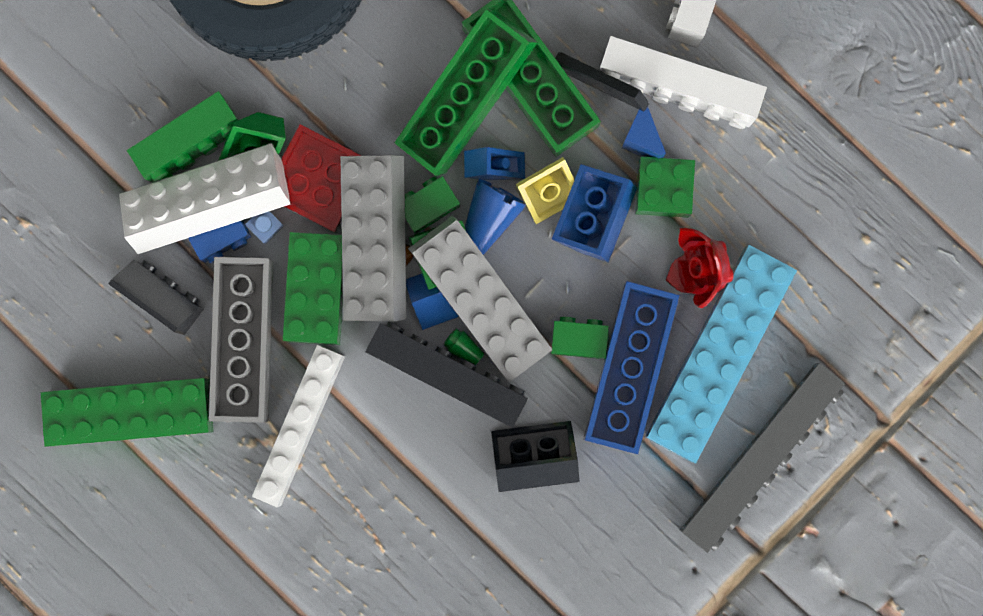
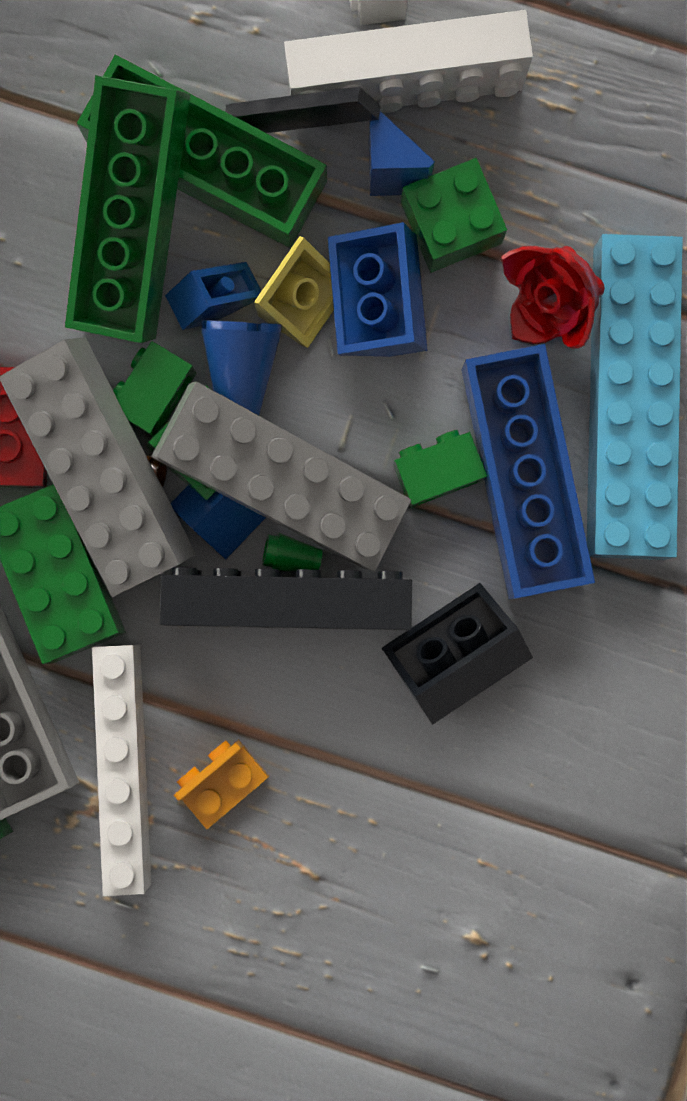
camera: 30 degrees left, 0 degrees up
(353, 465) = (221, 783): none -> light orange bracket

